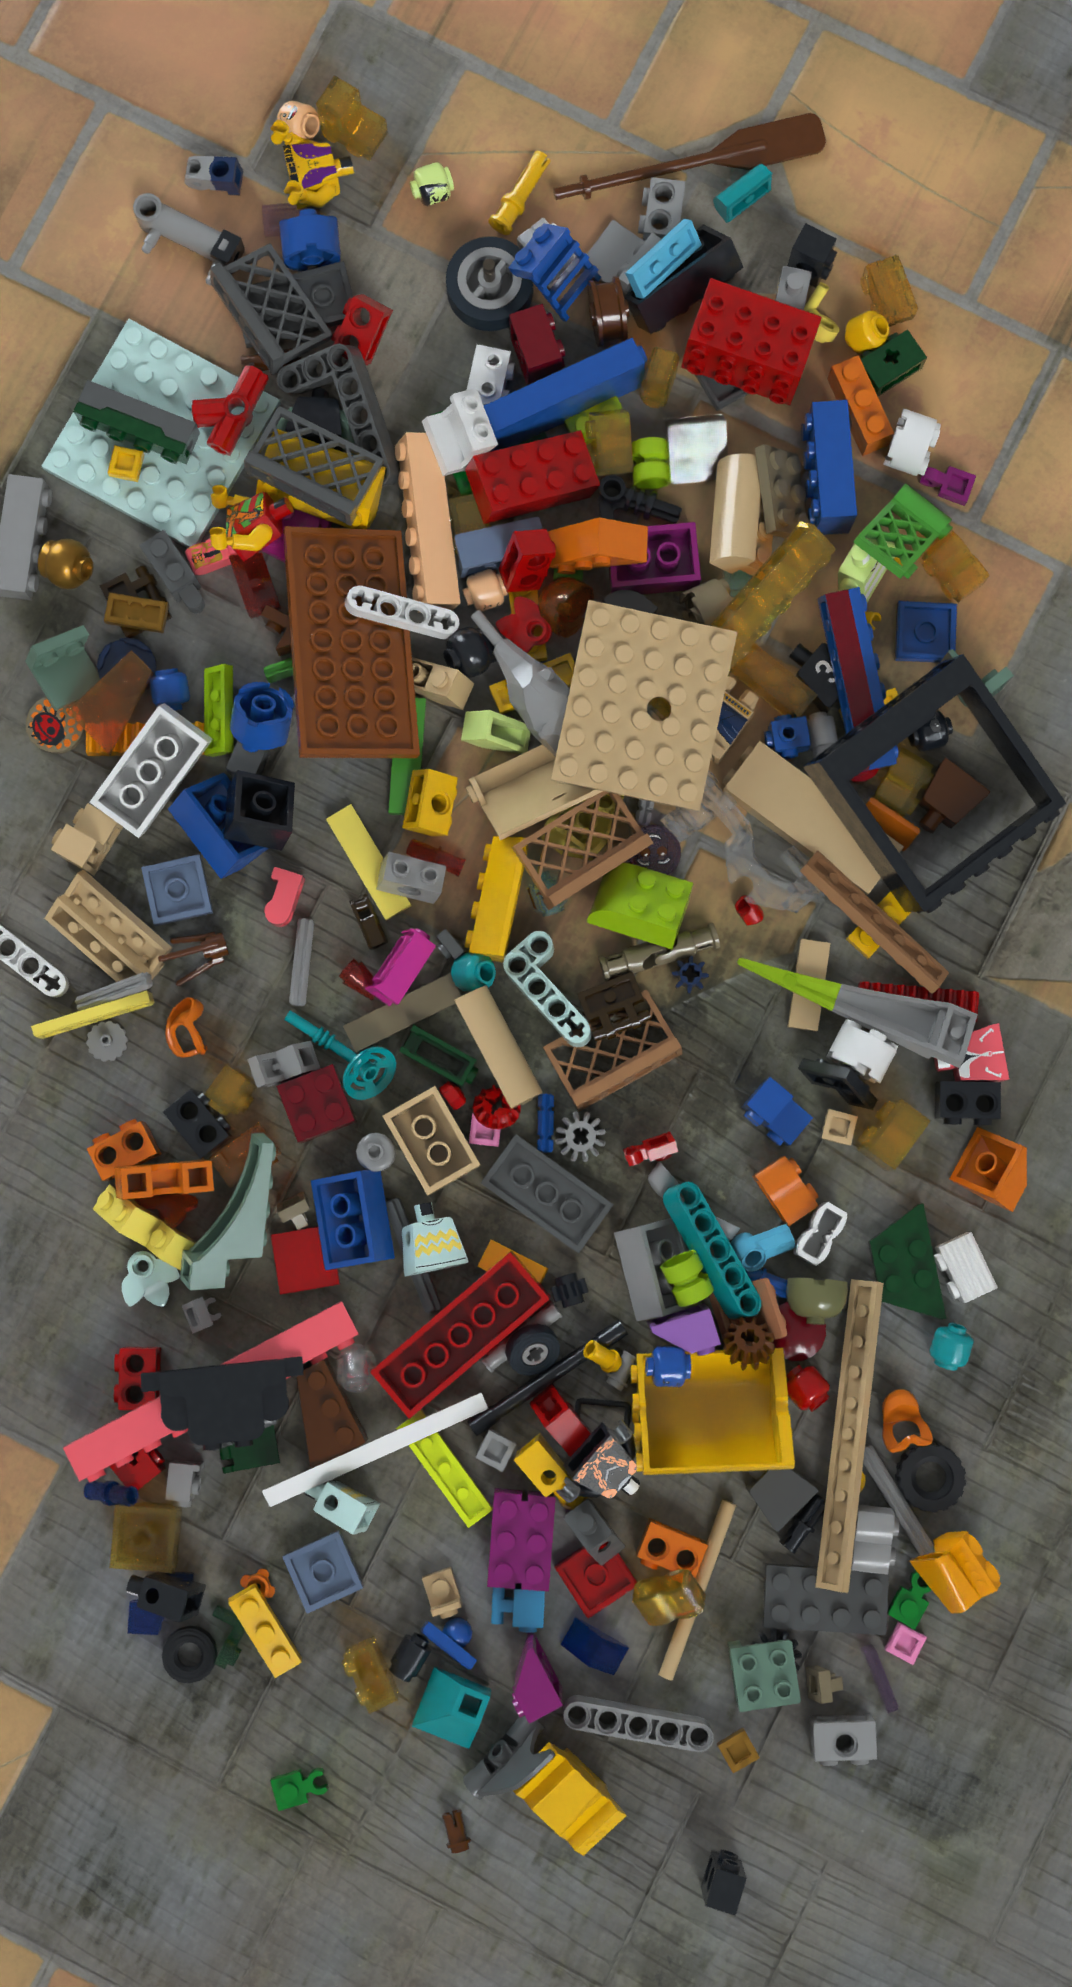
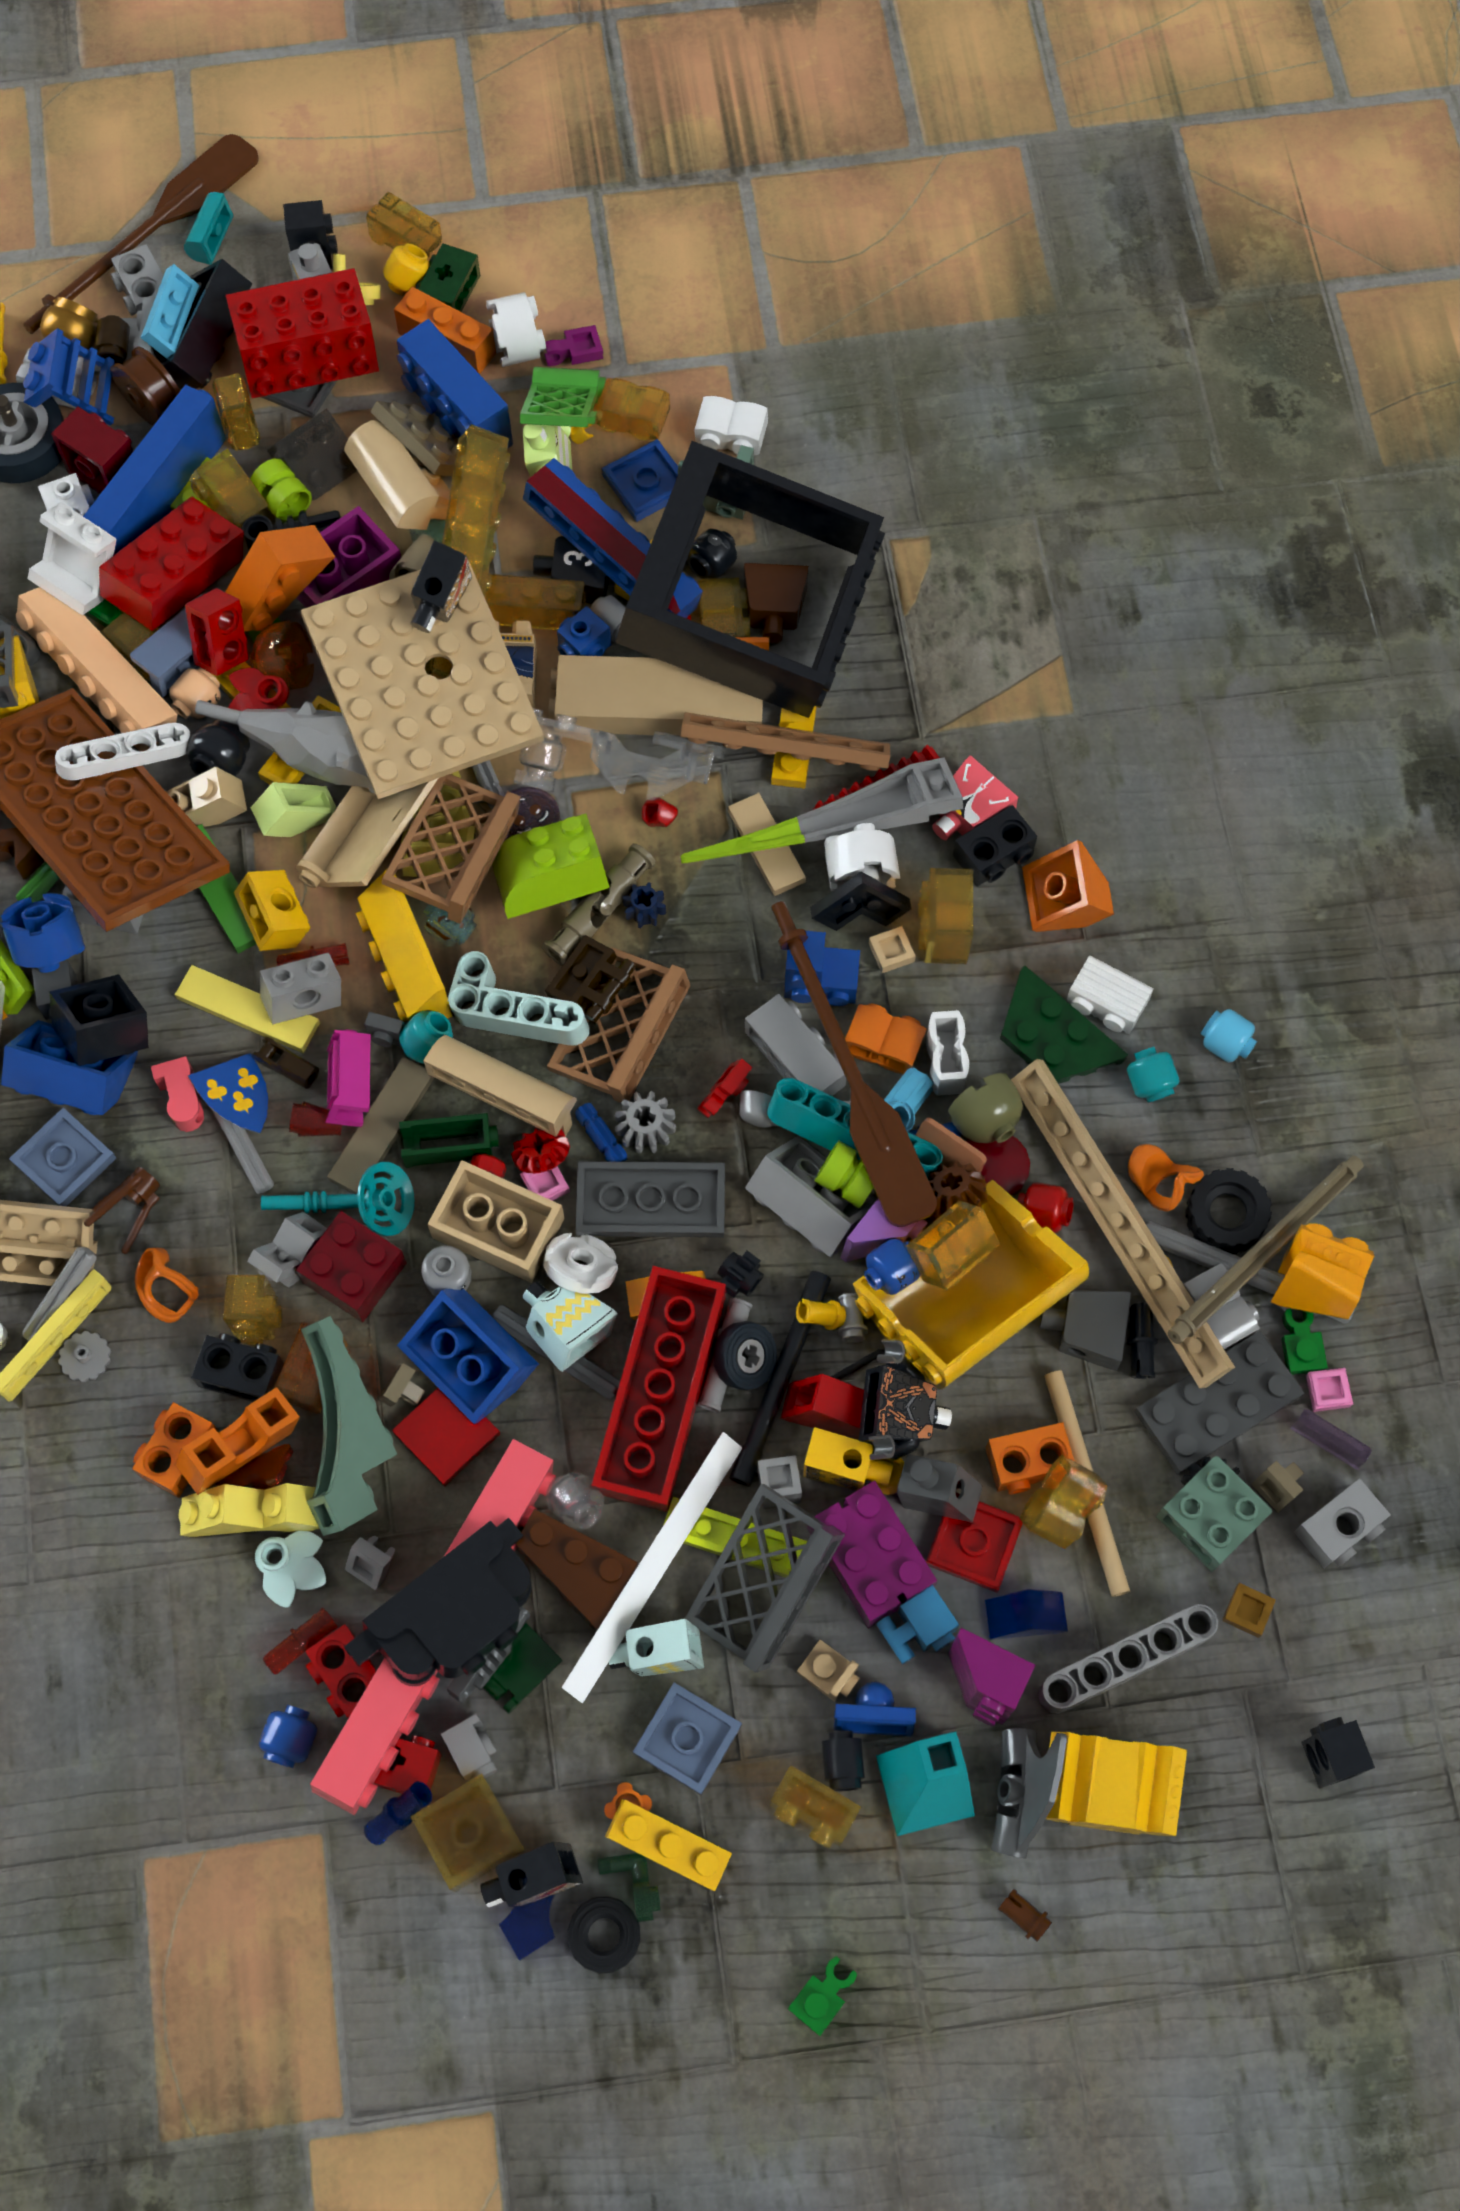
camera: 35 degrees left, 15 degrees down
(76, 1392) = (287, 1736): none -> blue head
(123, 1335) = (299, 1641): none -> clear red axle
(320, 921) = (235, 1091): none -> blue sticker
(455, 1530) = (793, 1594): none -> dark grey fence
(457, 1218) = (576, 1277): none -> white tile
(584, 216) = (72, 319): none -> pearl gold piece
(608, 250) = (112, 338): none -> dark brown brick
(707, 650) = (439, 586): none -> black torso
(716, 1386) = (953, 1245): none -> clear yellow brick
(719, 1156) = (794, 1047): none -> light grey brick
(725, 1262) = (873, 1122): none -> reddish brown piece
(932, 1526) = (1264, 1250): none -> dark tan piece
(1017, 631) = (731, 424): none -> white brick
(1026, 1354) = (1229, 1035): none -> medium azure head

